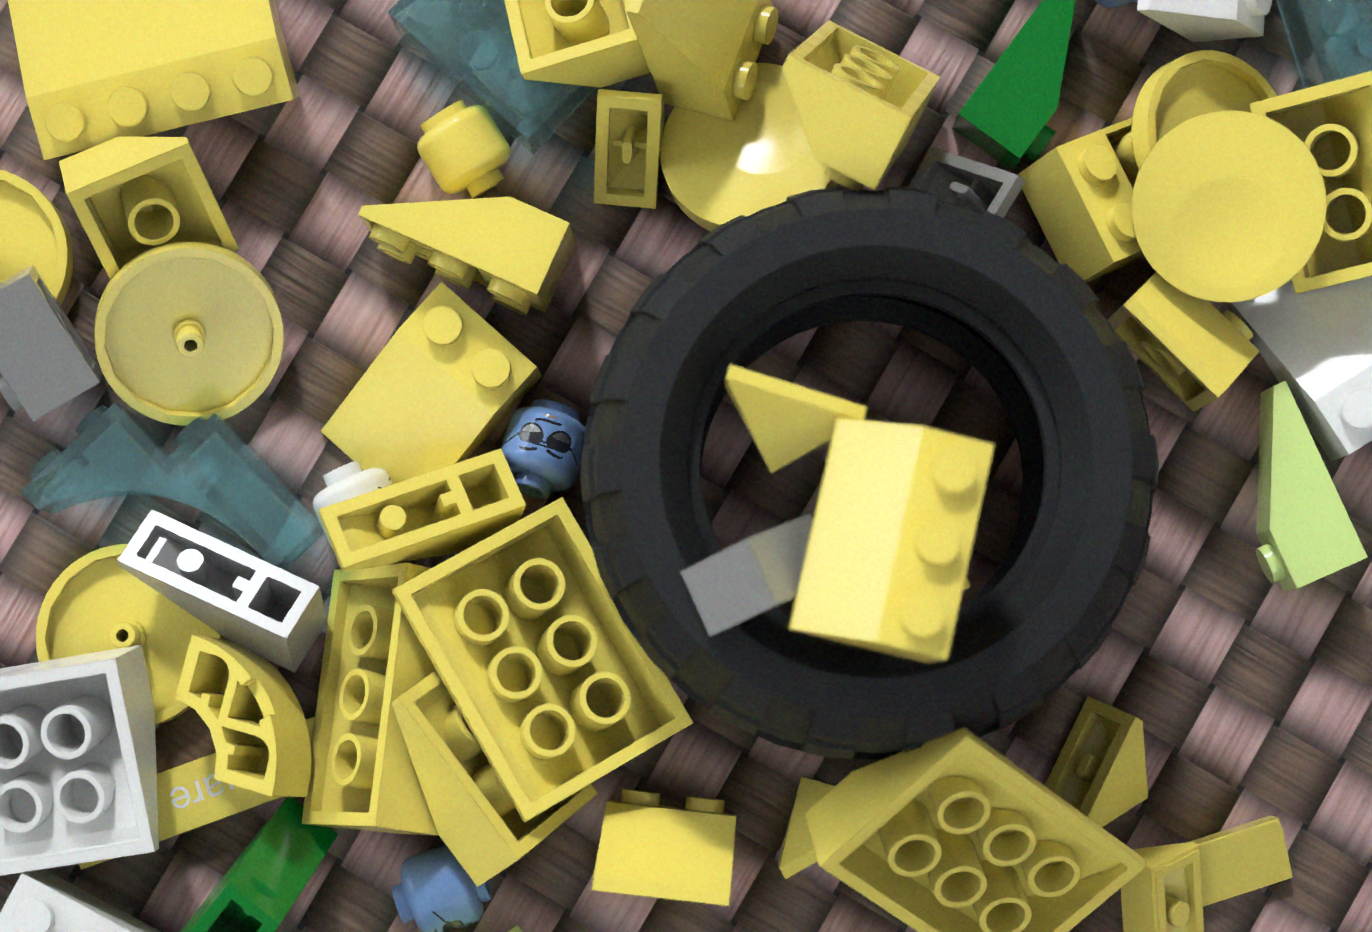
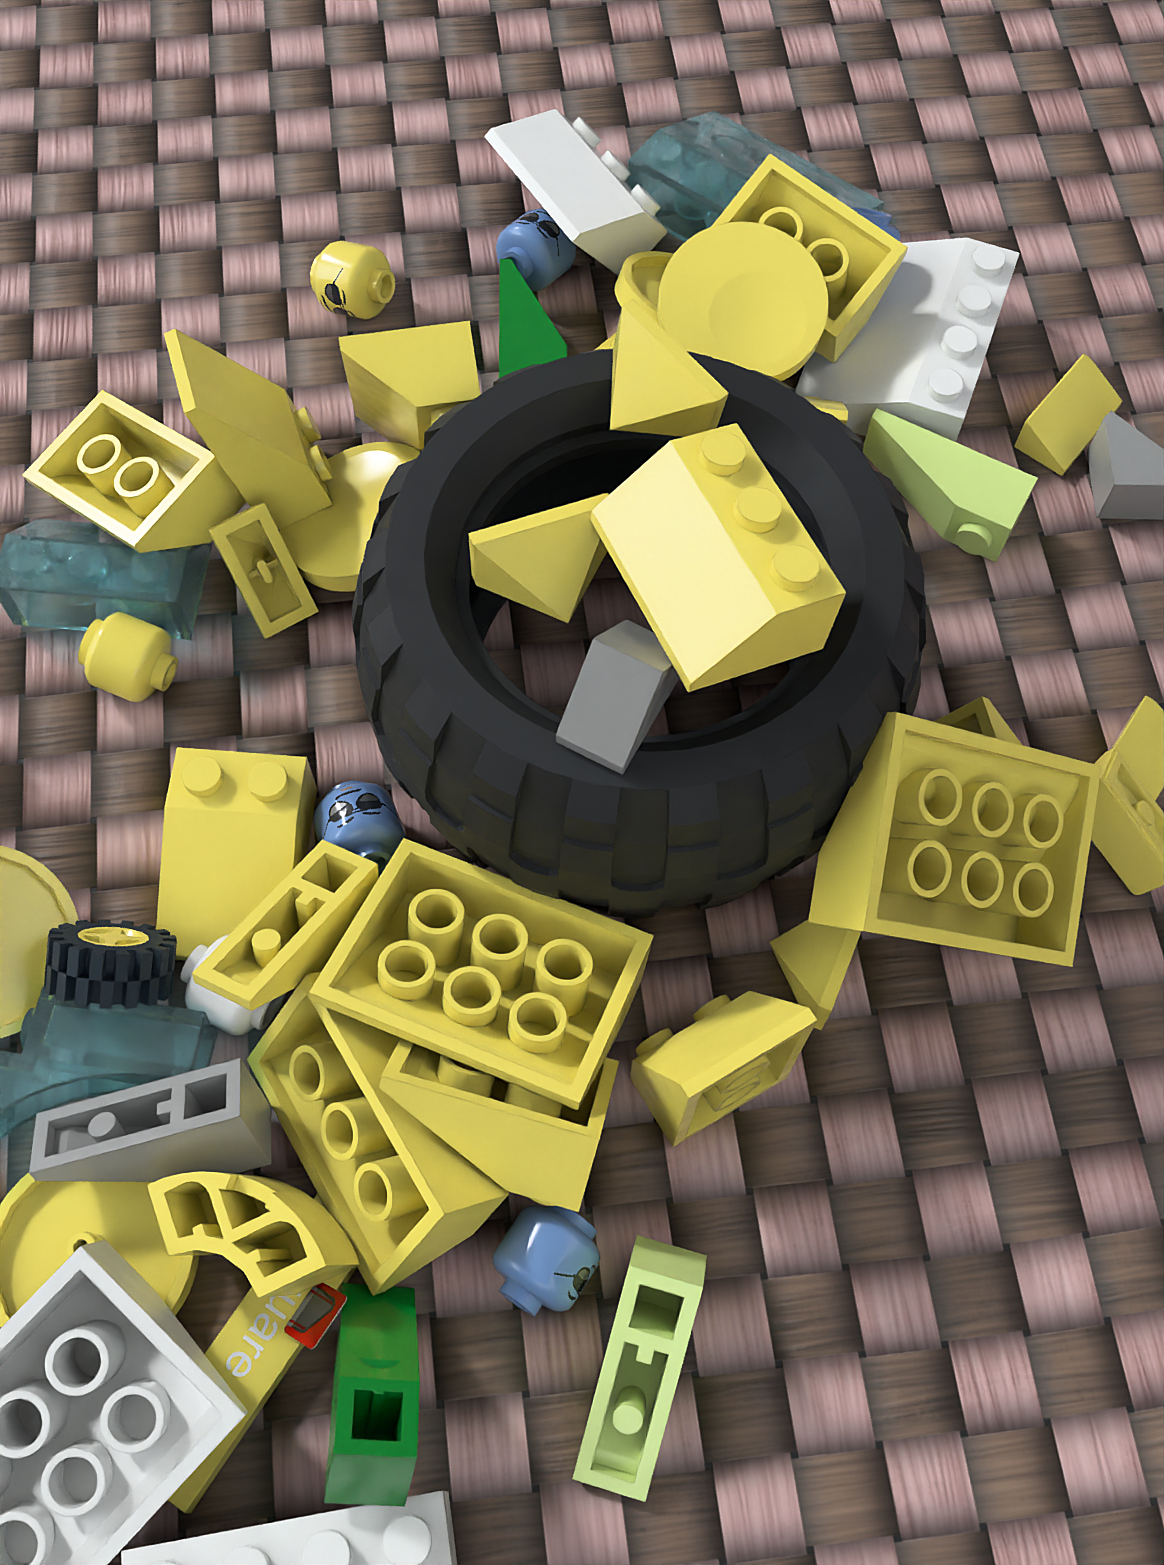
camera: 45 degrees left, 20 degrees down
(250, 810) = (315, 1315): none -> sticker
(276, 430) = (110, 963): none -> black wheel
(481, 240) = (194, 692): light yellow slope -> none
(998, 315) = (658, 382): none -> light yellow slope

